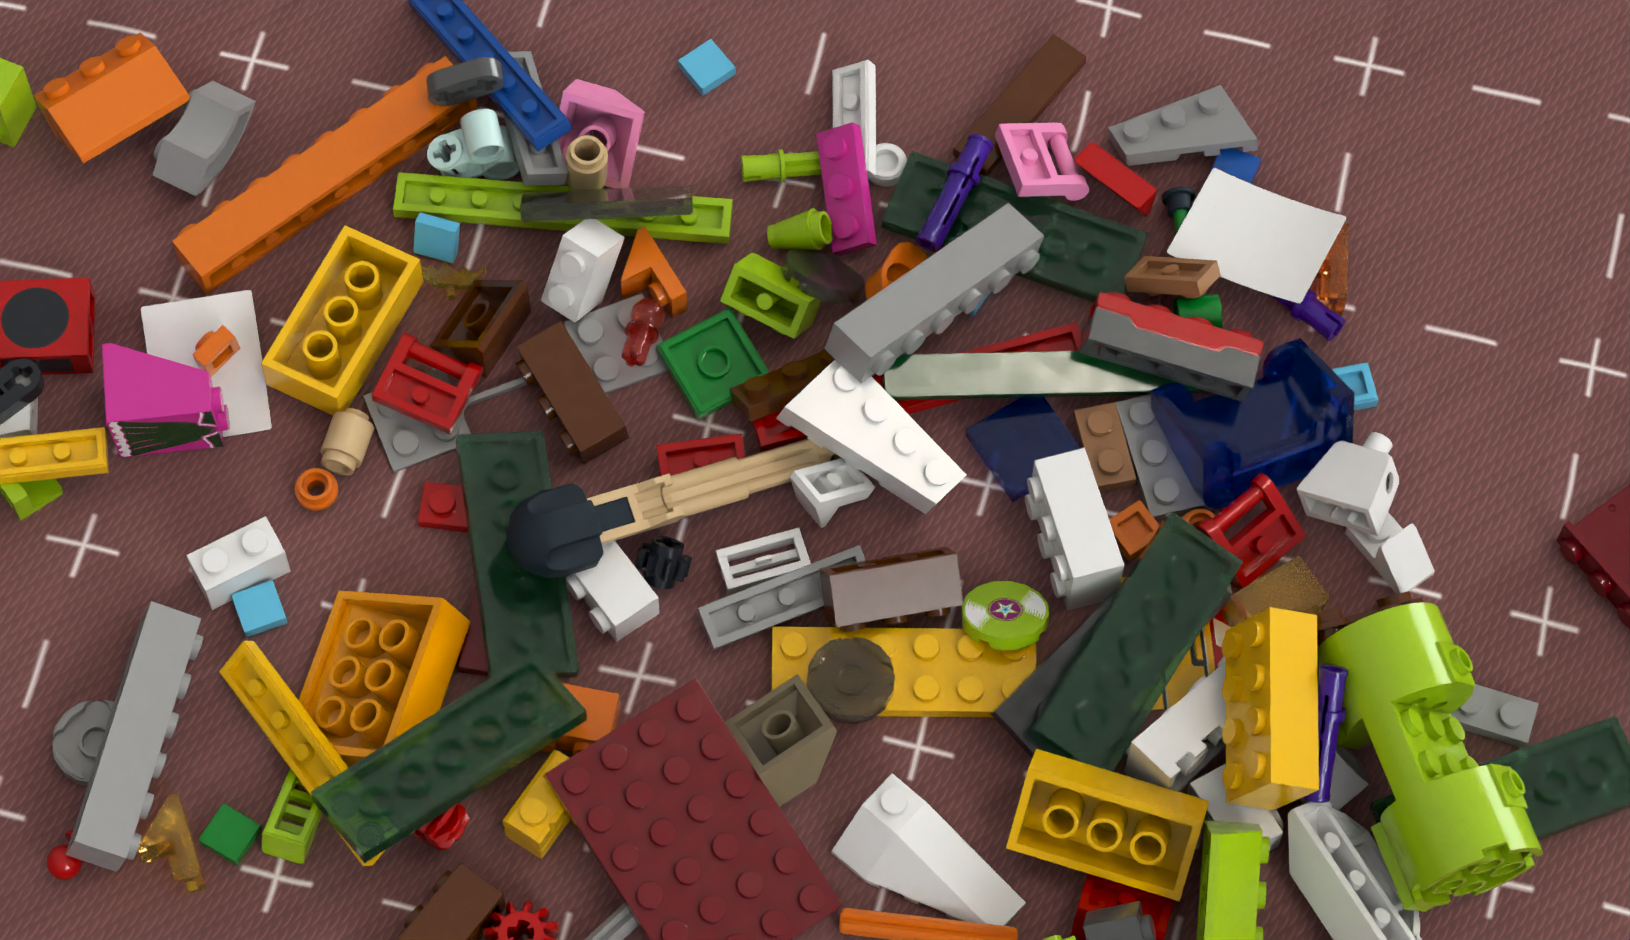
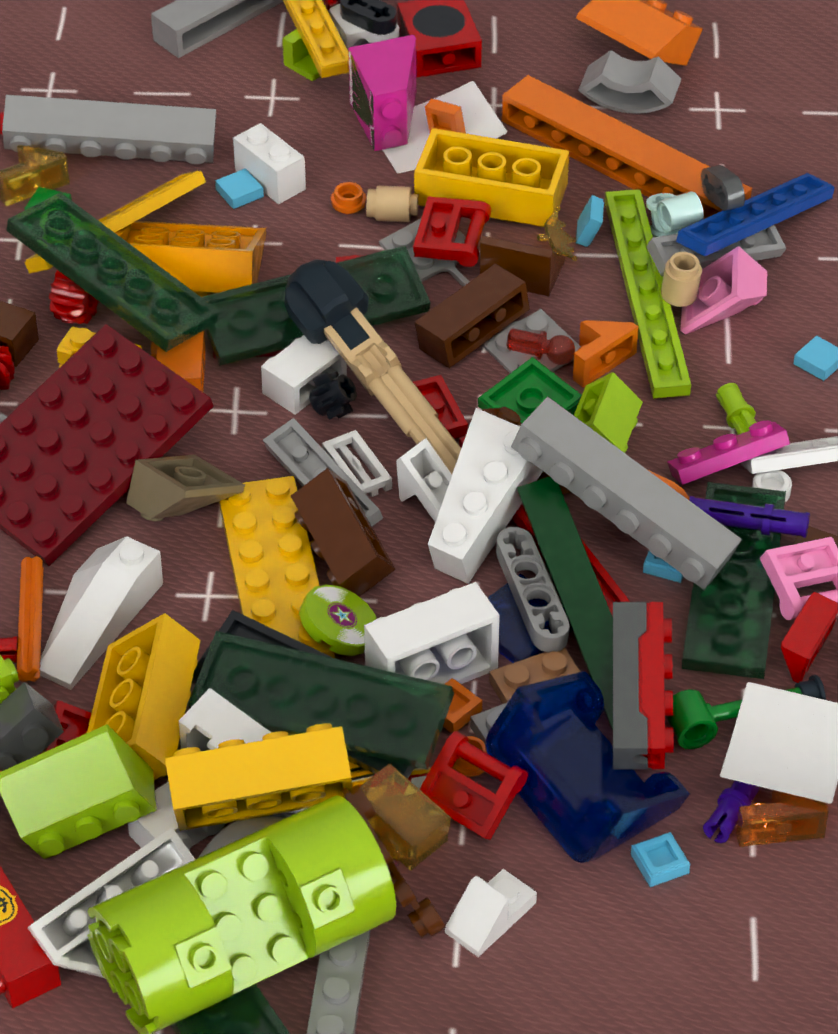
camera: 80 degrees right, 20 degrees down
(582, 269) = (580, 291): white brick -> none
(606, 203) = (643, 289): clear smoke tile -> none
(803, 231) = (677, 433): lime cone -> none
(823, 276) = (636, 437): clear smoke tile -> none
(851, 679) = (249, 523): clear smoke tile -> none
(999, 413) = (535, 587): none -> light grey beam
(1172, 276) = (718, 683): medium nougat plate -> none
(1330, 714) = (256, 817): dark purple pin -> none
(1352, 485) = (544, 857): white torso -> none

